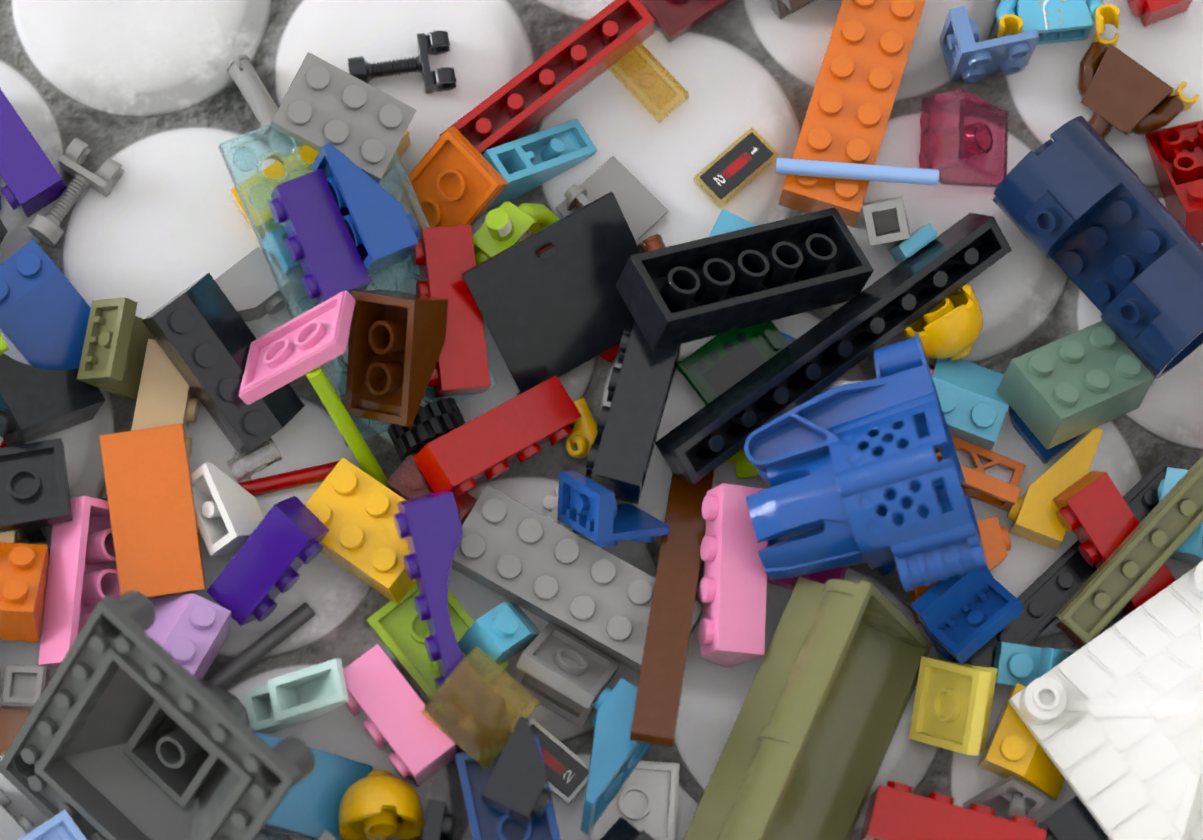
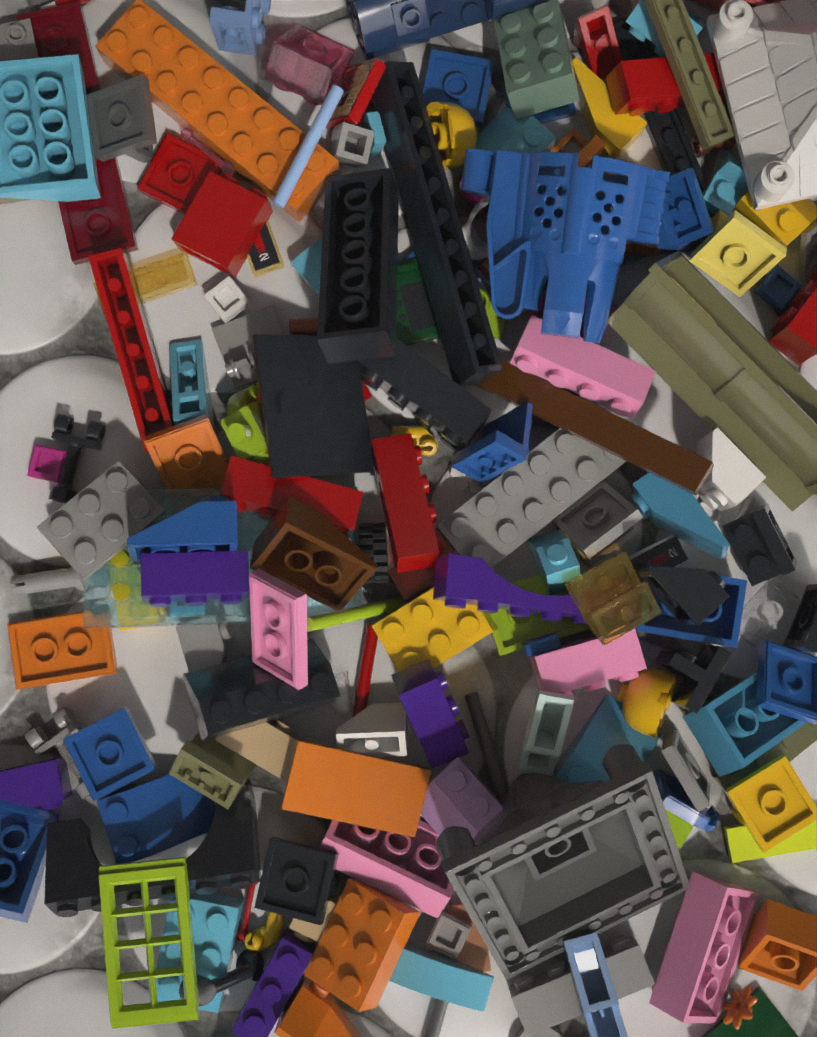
camera: 65 degrees left, 10 degrees up
(90, 233) = (110, 753): none -> blue bracket
(183, 139) = (59, 650): none -> orange tile
(387, 42) = (47, 463): none -> dark pink tile
(396, 654) = (540, 644): none -> blue tile
(652, 159) = (227, 299): none -> white plate
(678, 786) = (732, 473): none -> white slope
(736, 119) = (222, 223): none -> red brick
(774, 55) = (176, 173): none -> red tile
(803, 99) = (226, 167): none -> clear pink hinge
(939, 777) = (778, 288): none -> blue tile
(946, 200) = (358, 86): none -> tile
(1015, 314) = (459, 81): none -> blue plate
(1134, 451) = (598, 40): none -> red slope

